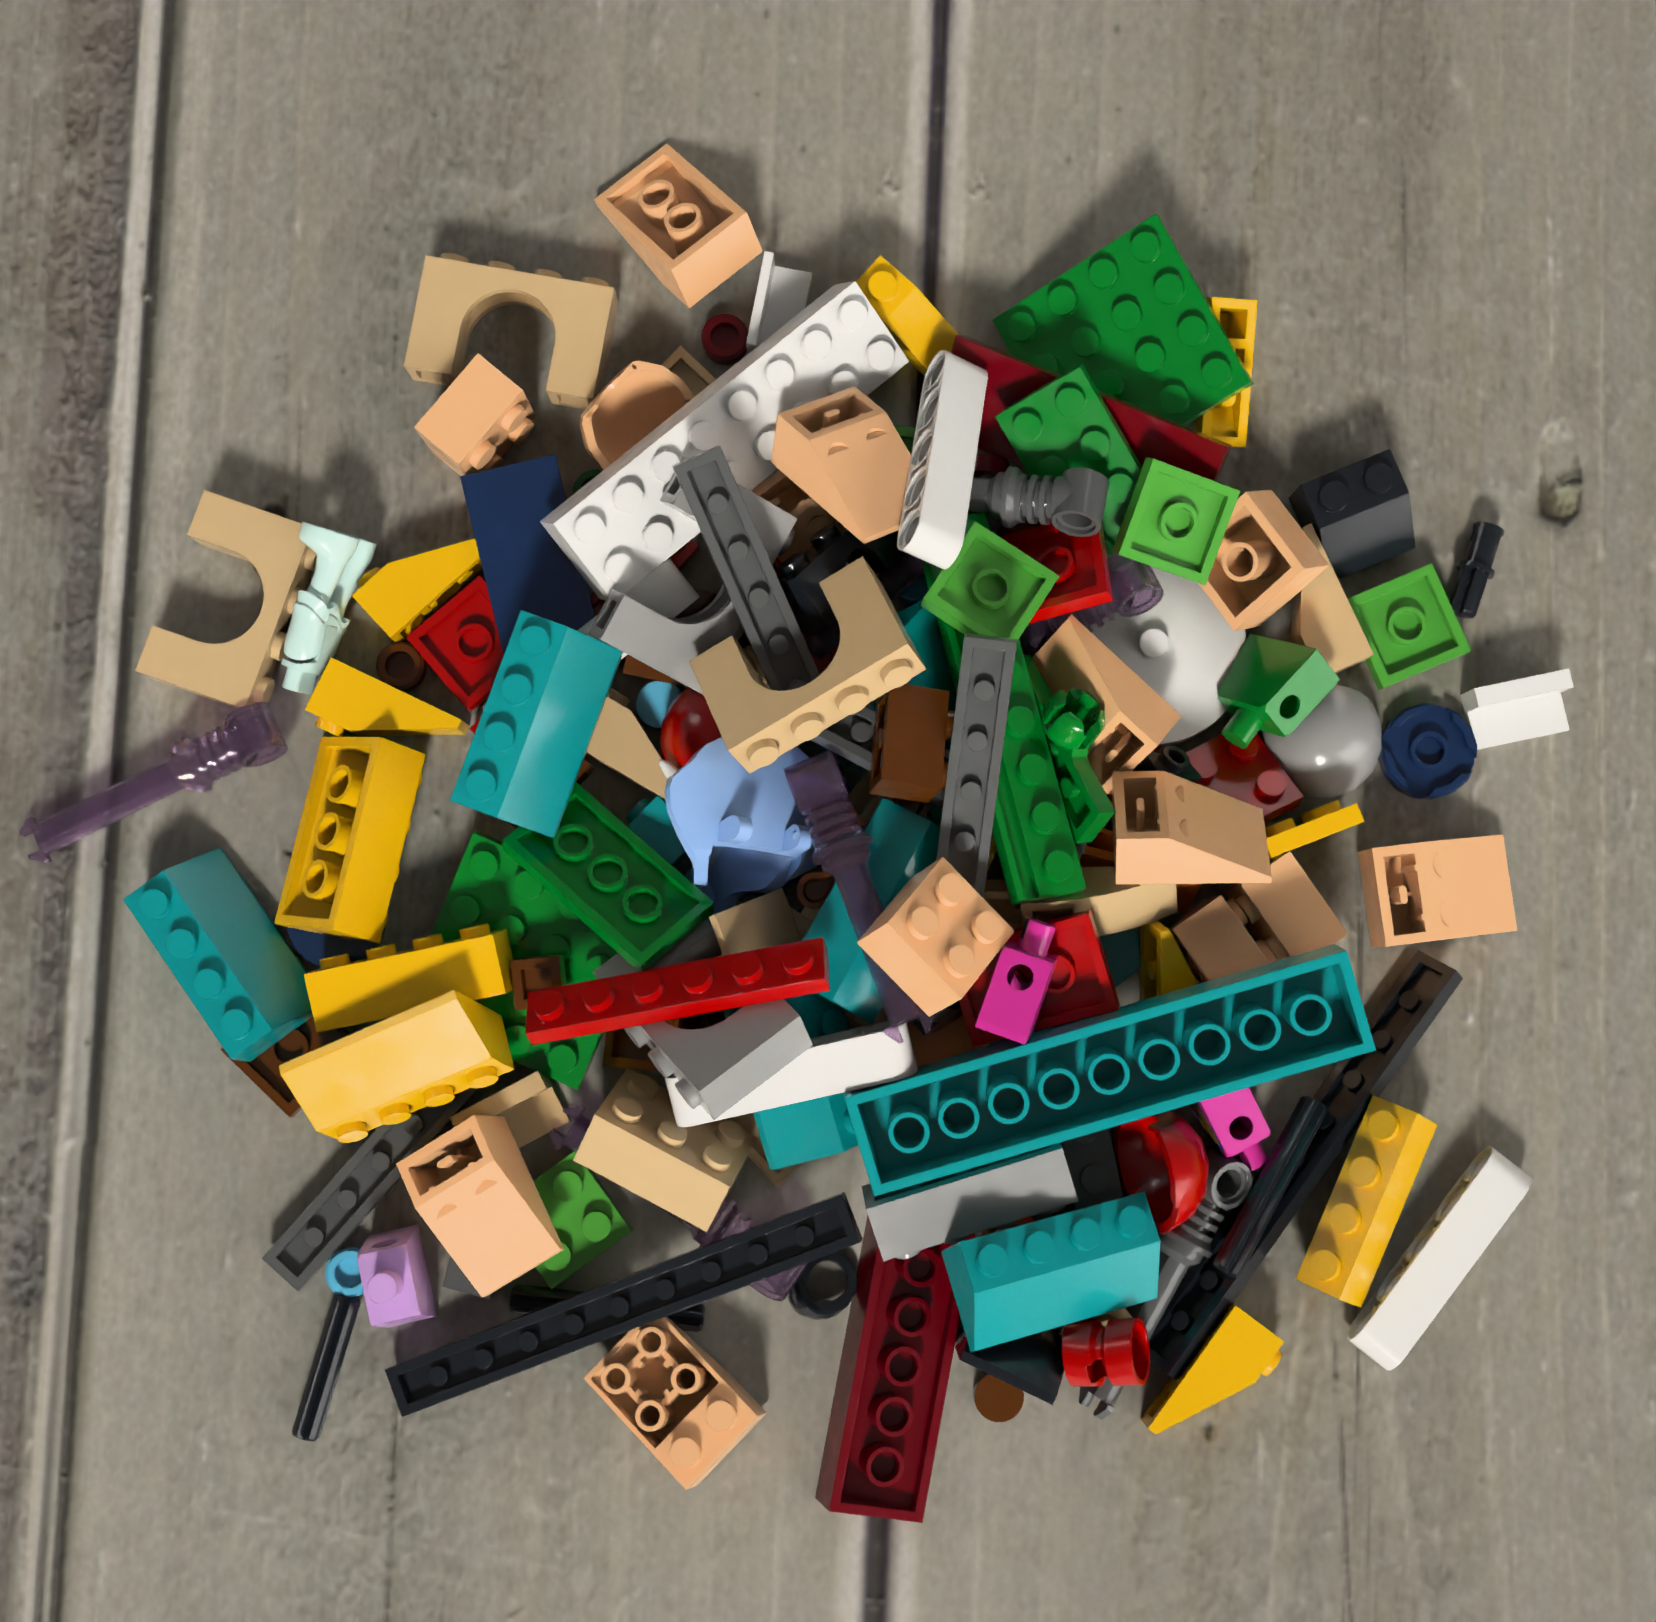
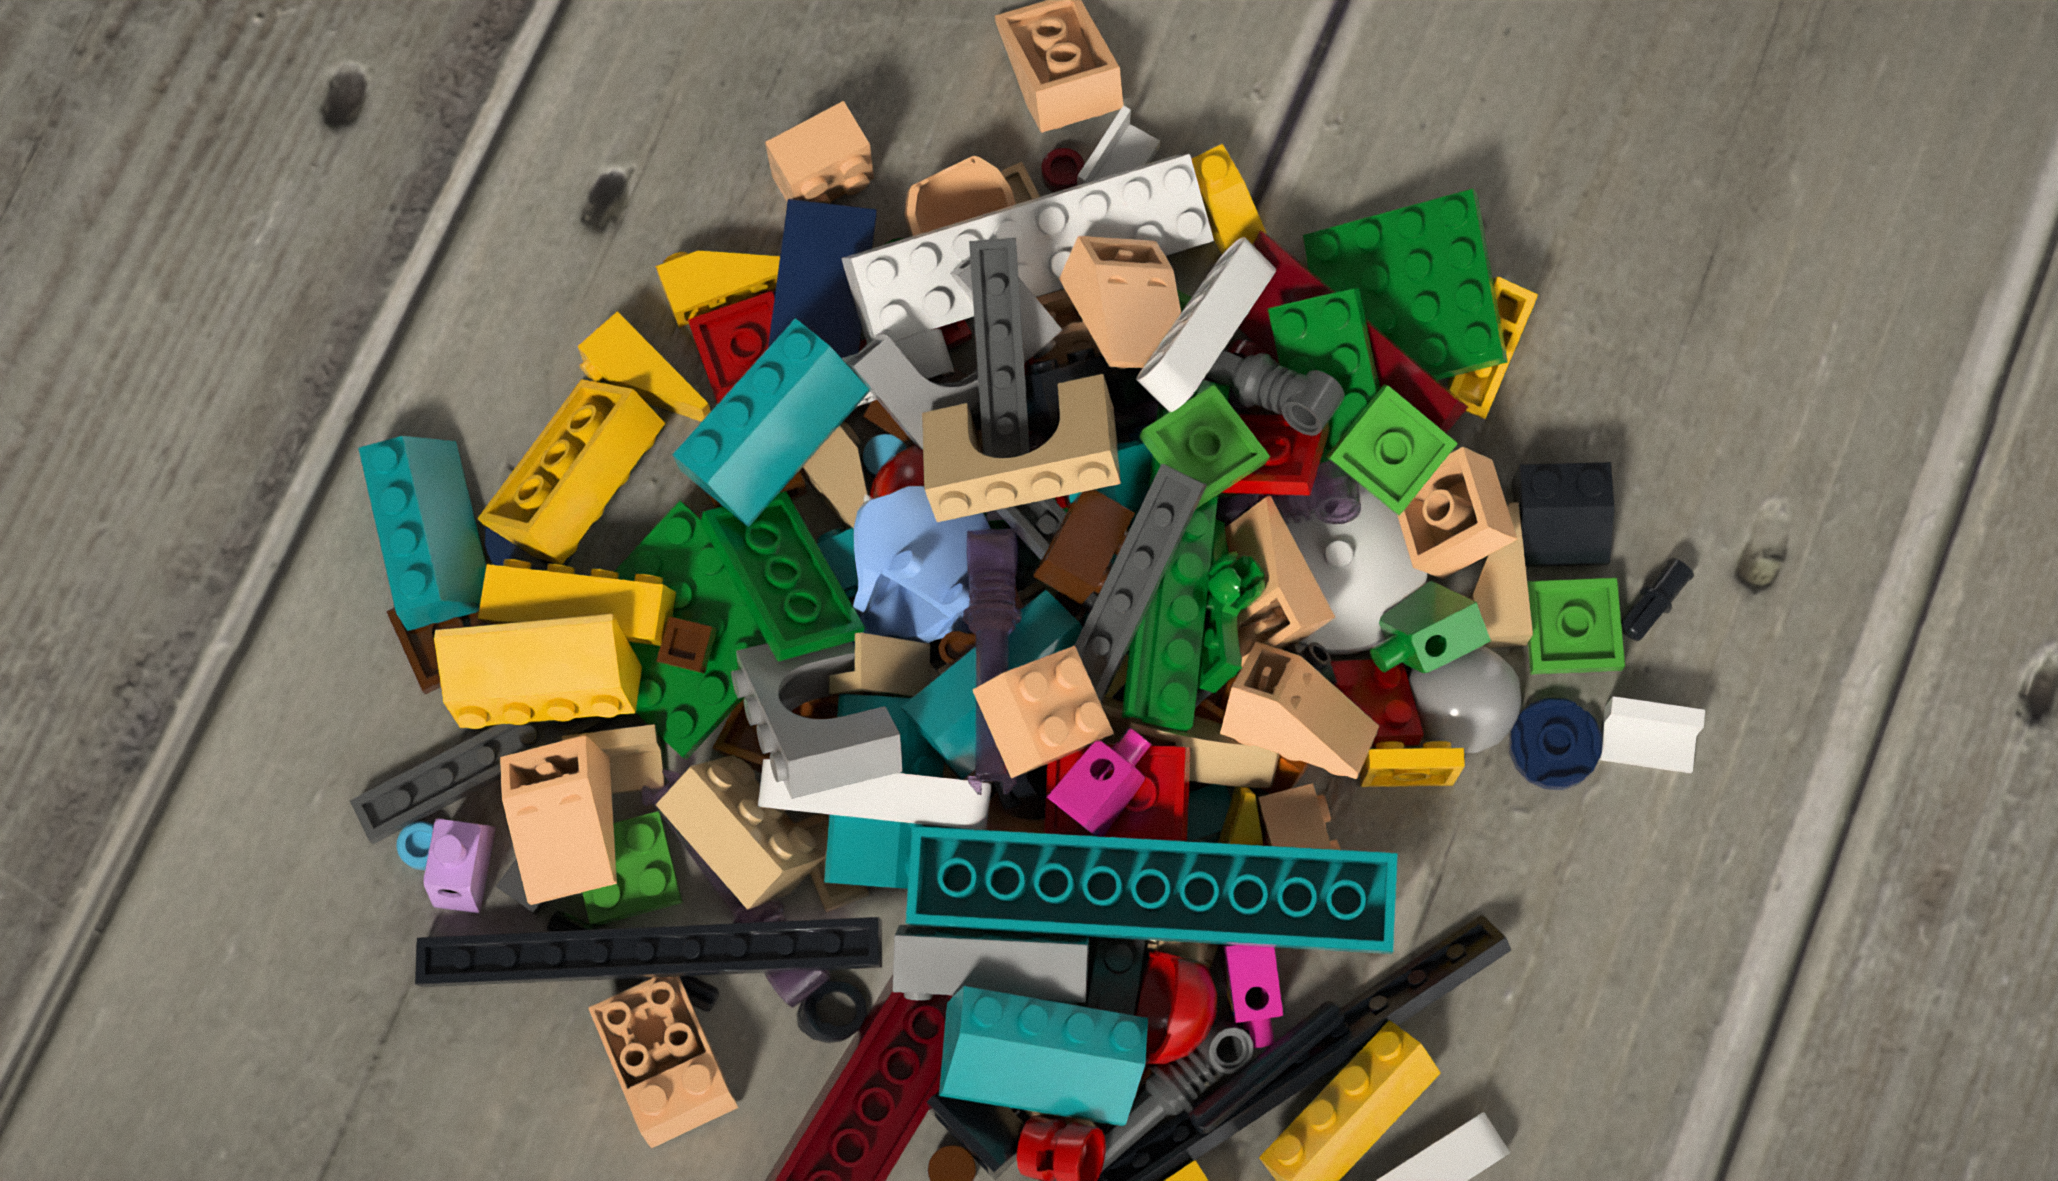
camera: 20 degrees right, 10 degrees down
(241, 668) = (537, 295): tan arch -> none
(246, 739) = (517, 355): clear purple piece -> none
(319, 612) = (624, 268): light aqua piece -> none
(326, 1367) = (365, 919): black axle -> none
(401, 666) = (674, 343): reddish brown tile -> none
(459, 293) = (849, 52): tan arch -> none
(678, 991) = (803, 683): red plate -> none
(1287, 911) = (1369, 817): light nougat brick -> none
(1437, 890) = (1518, 865): light nougat slope -> none

